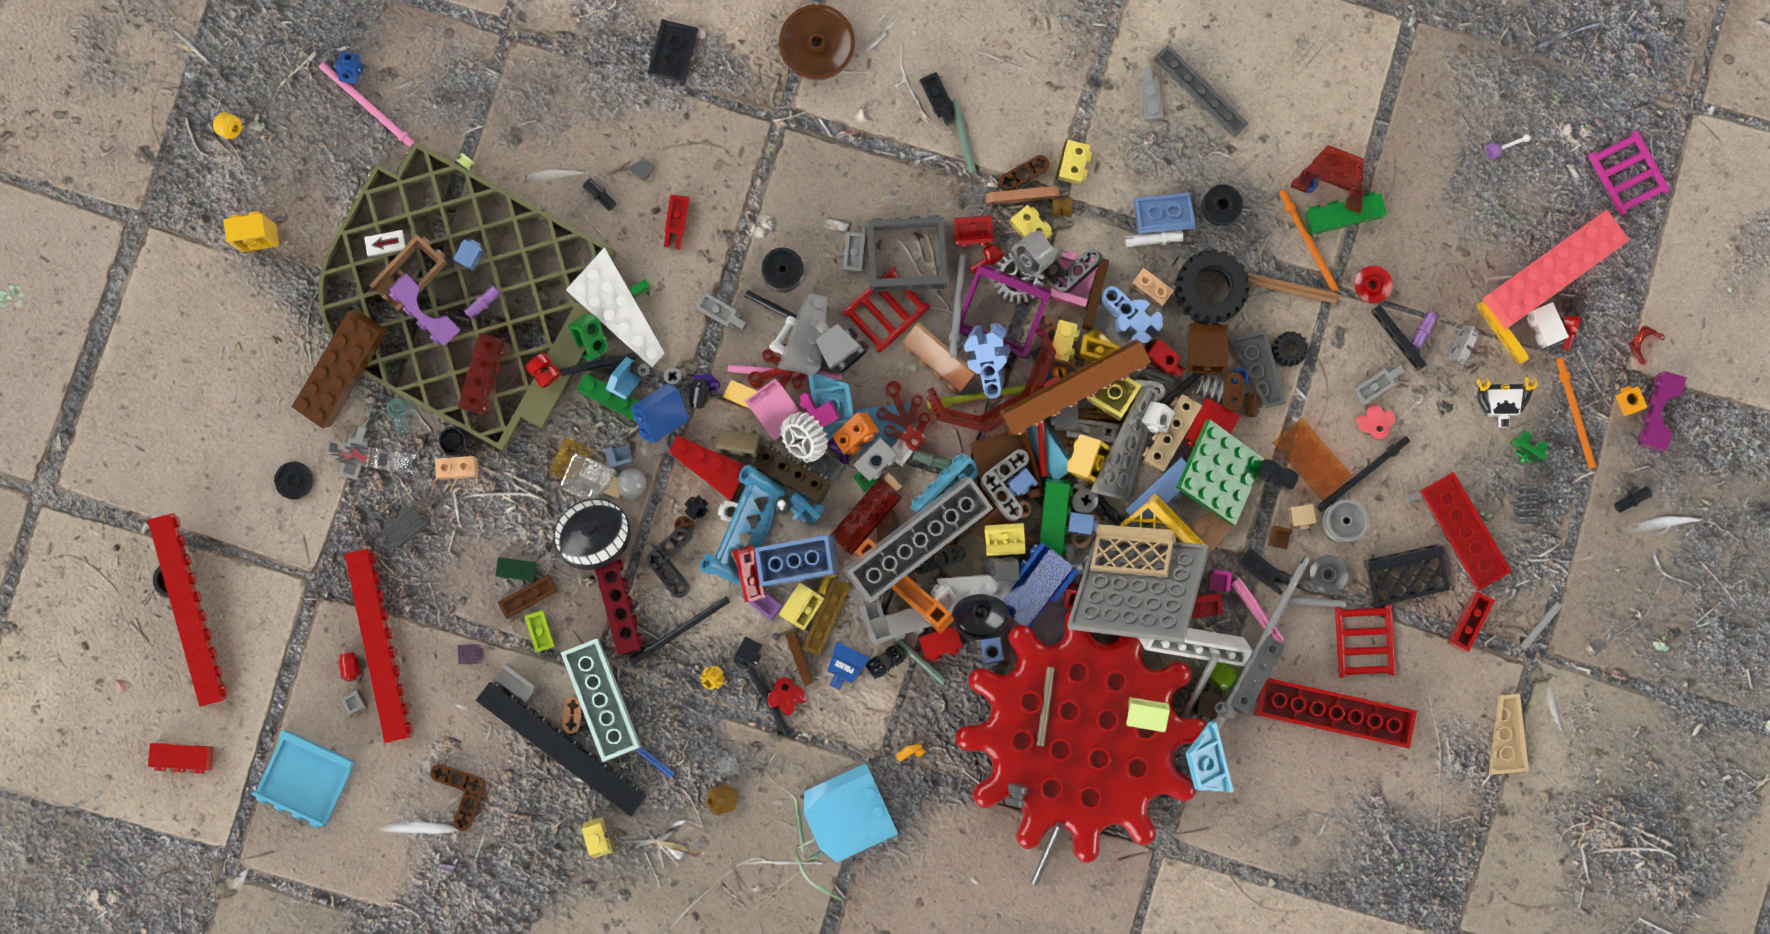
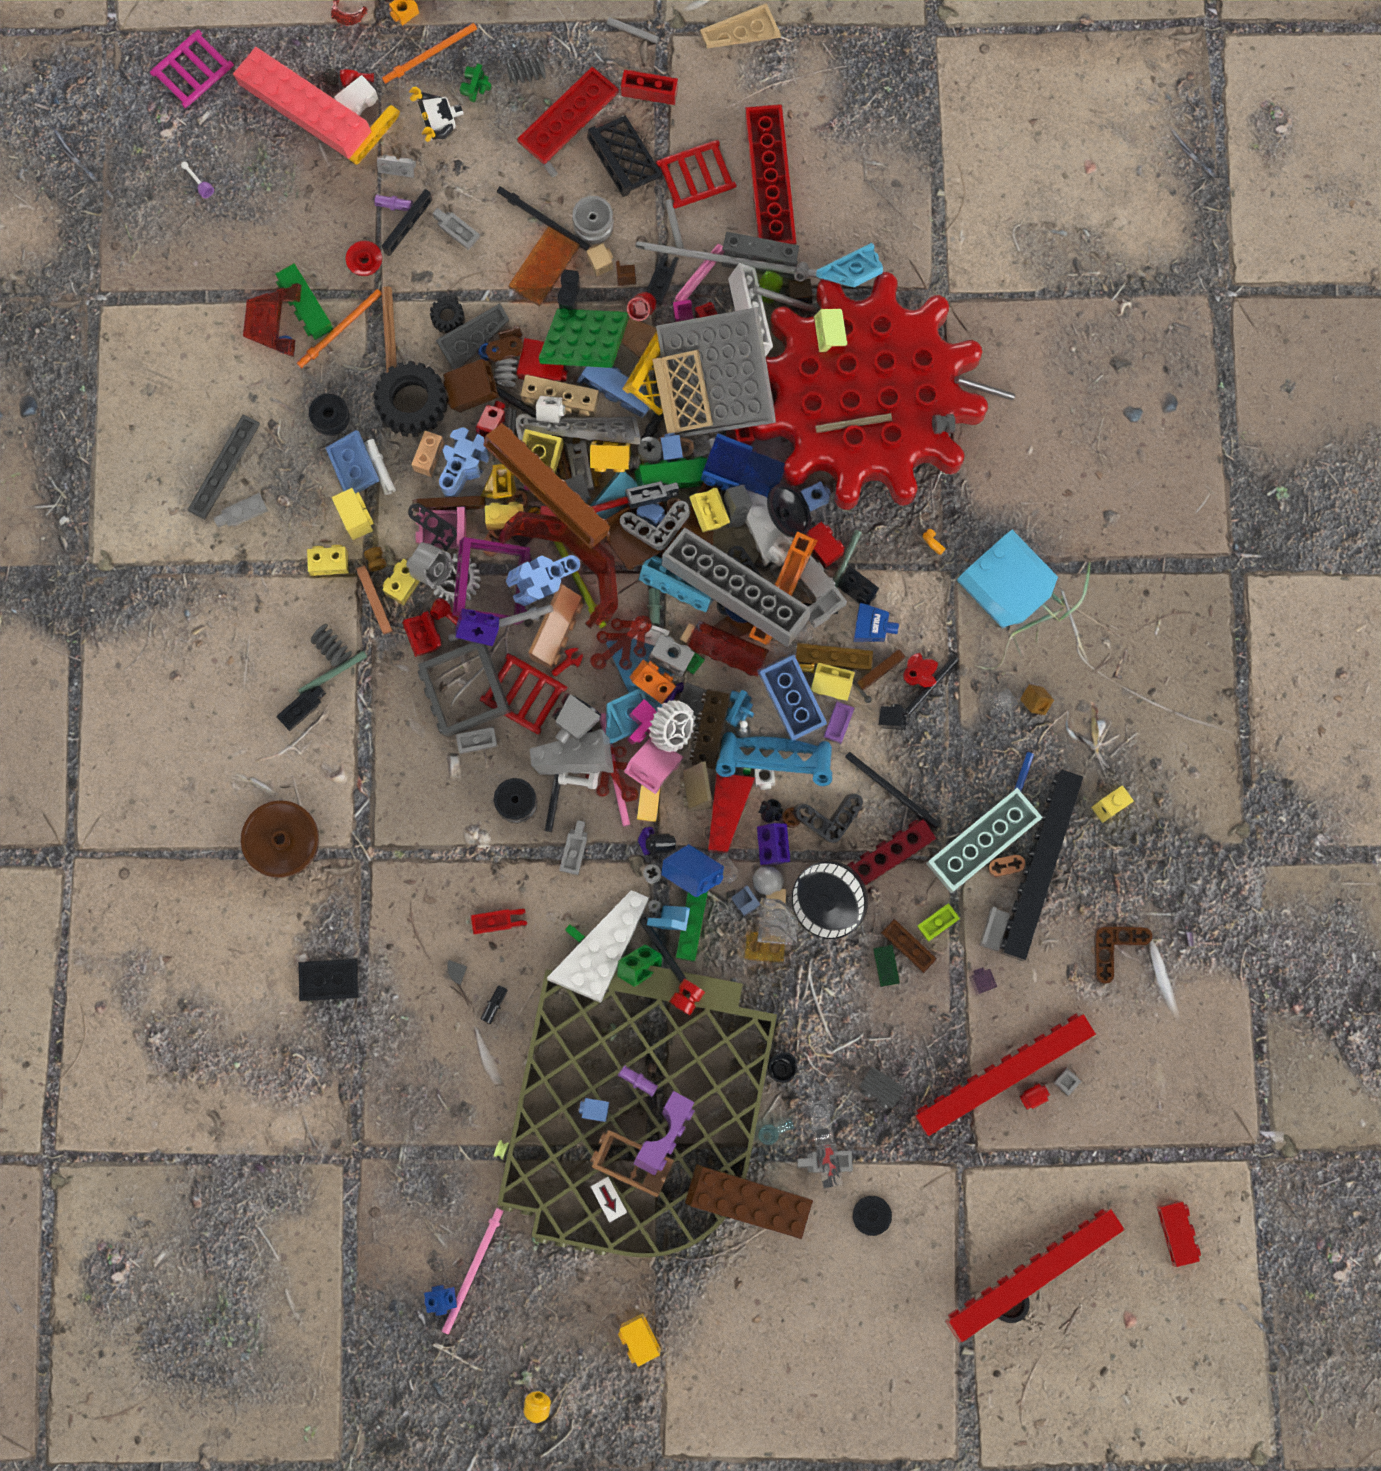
camera: 105 degrees left, 5 degrees down
(304, 779) = (1156, 1104): medium azure panel -> none
(456, 468) = (807, 1055): light nougat brick -> none
(481, 374) = (709, 1057): clear red brick -> none
(662, 499) = (773, 844): none -> dark purple brick
(712, 677) = (927, 743): yellow gear -> none
(748, 574) = (818, 739): plate -> none
(903, 361) = (568, 661): none -> red bar
(958, 281) = (477, 627): none -> dark purple brick
(989, 140) = (329, 646): none -> dark grey piece
(1037, 486) = (651, 494): none -> hinge
(1038, 171) = (357, 618): reddish brown beam -> none
(1111, 198) = (350, 508): none -> light yellow brick
(1238, 540) = (641, 306): none -> red wheel
(1338, 573) = (646, 213): dark grey dish -> none
(1376, 418) = (489, 222): coral plate -> none

